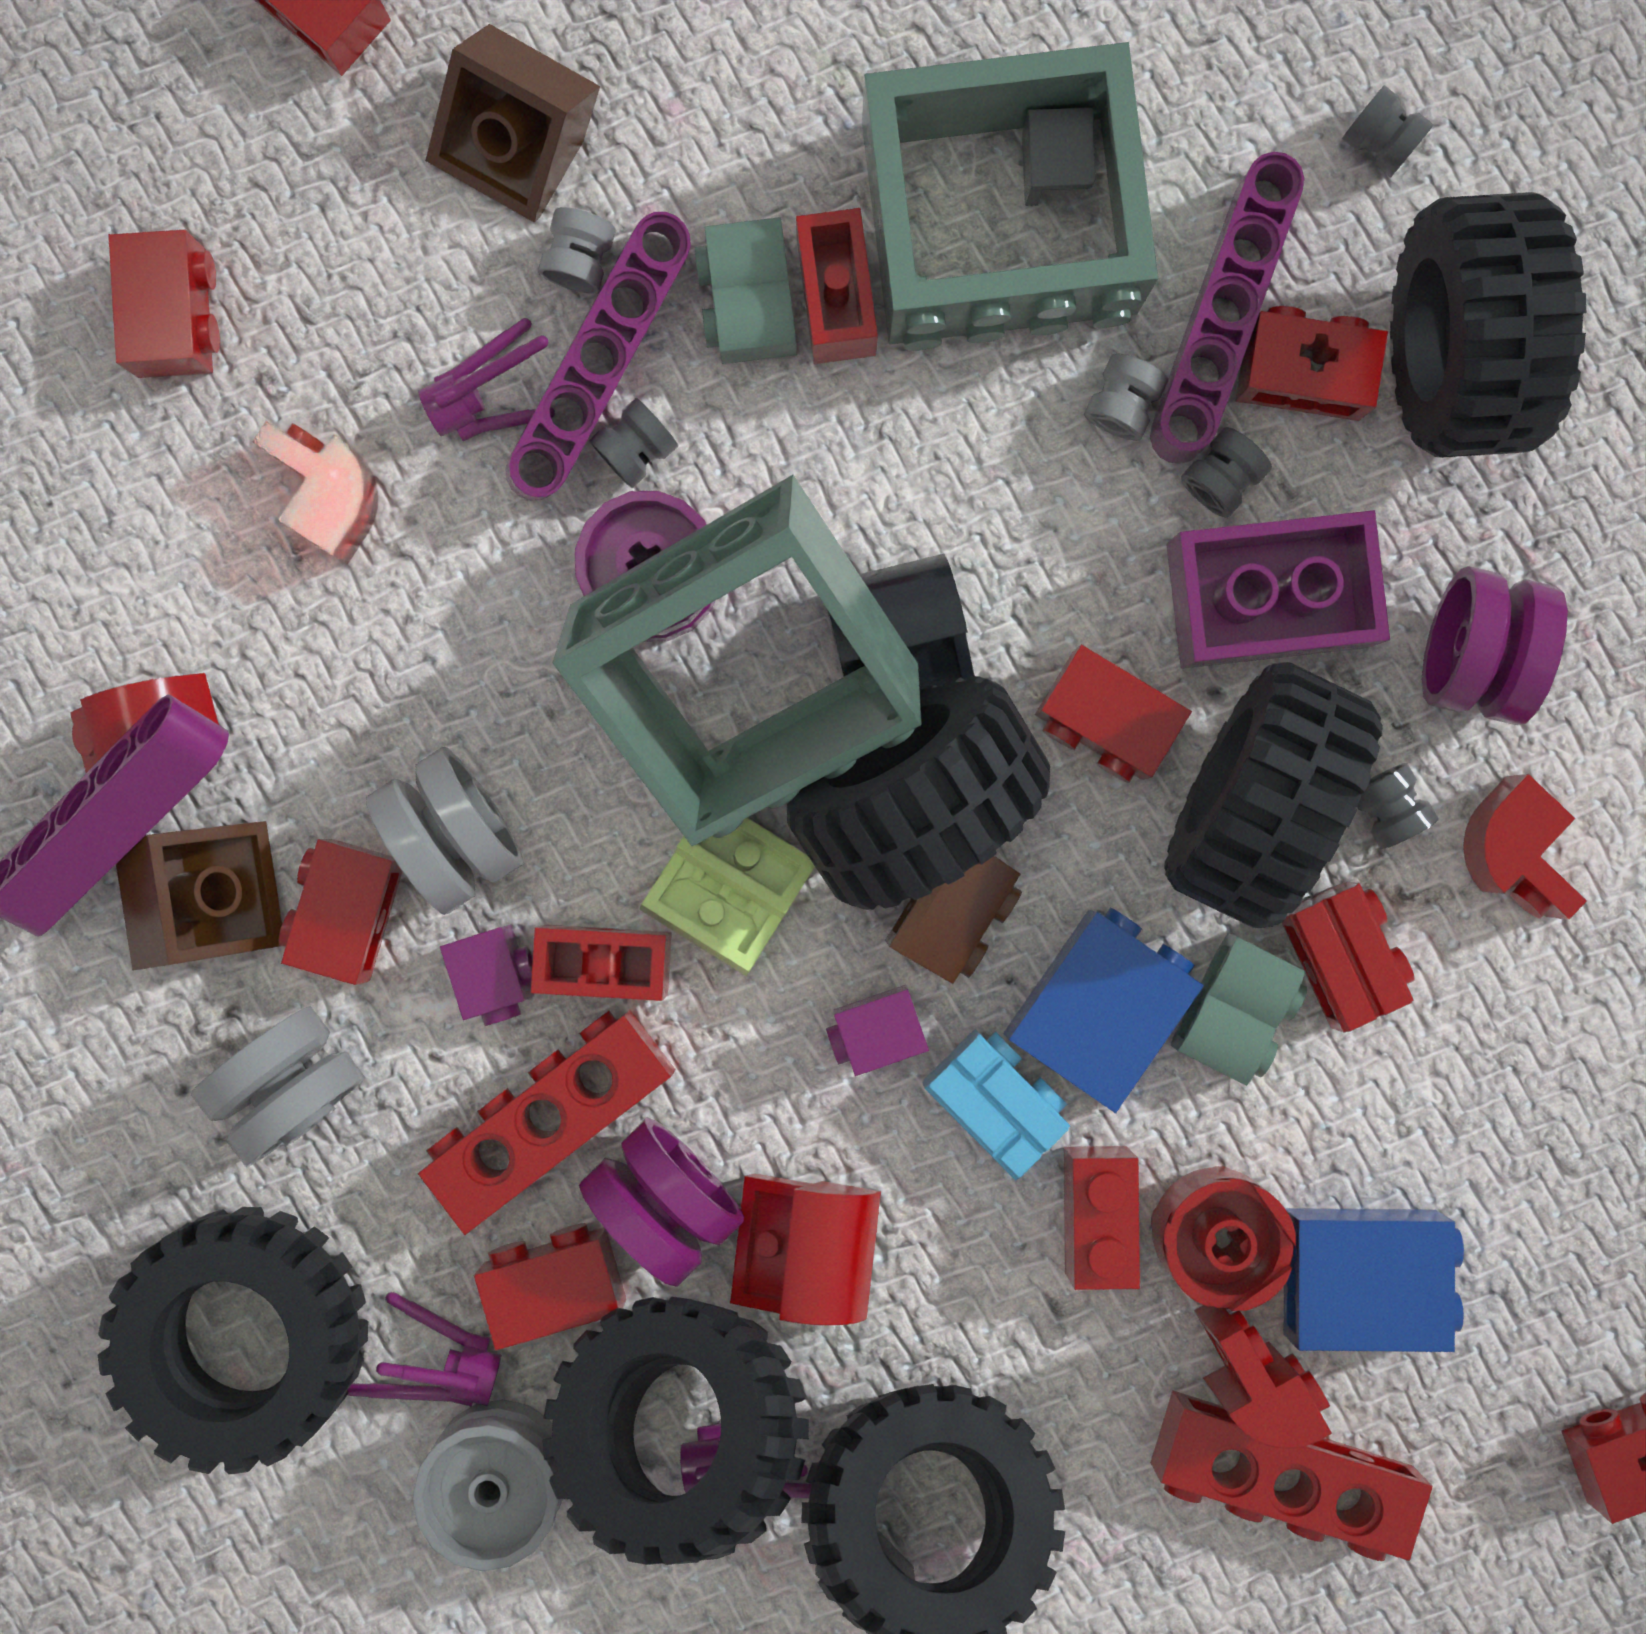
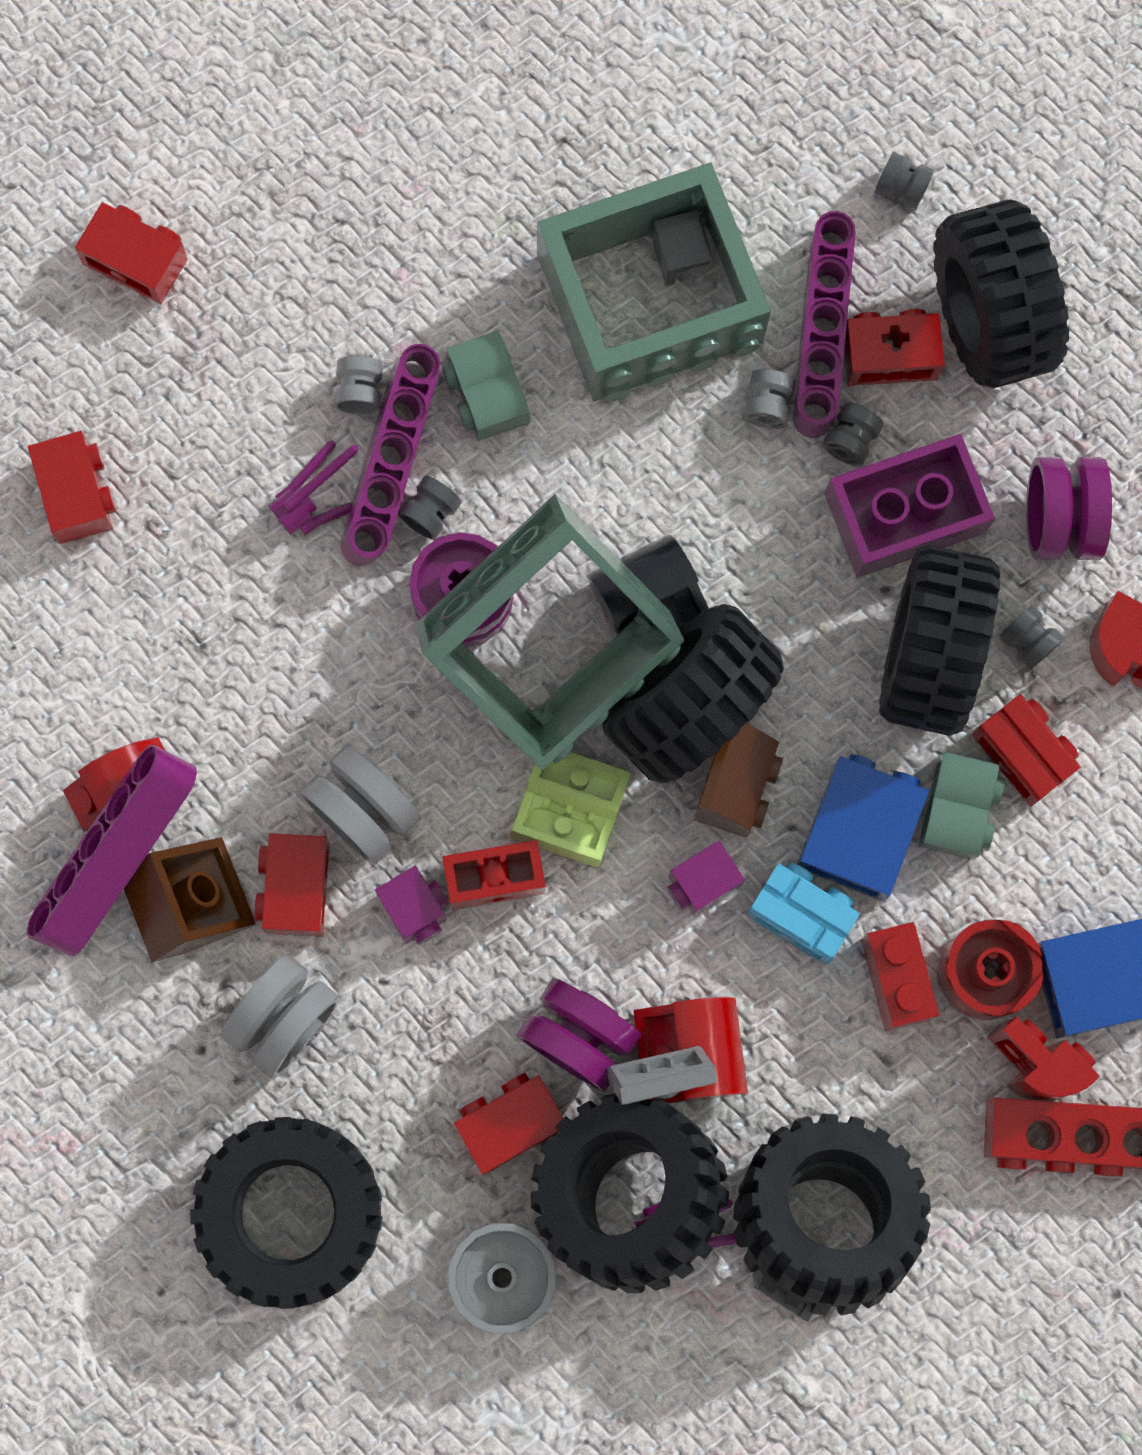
camera: 15 degrees left, 10 degrees down
(338, 492) = (225, 589): clear red brick -> none
(466, 1375) = (463, 1205): magenta plant -> none
(473, 1190) = (443, 1067): red brick -> none
(510, 120) = (291, 308): reddish brown slope -> none
(752, 1294) = (661, 1075): none -> light grey plate
(836, 285) = (548, 368): red brick -> none
(1111, 715) = (815, 619): red brick -> none

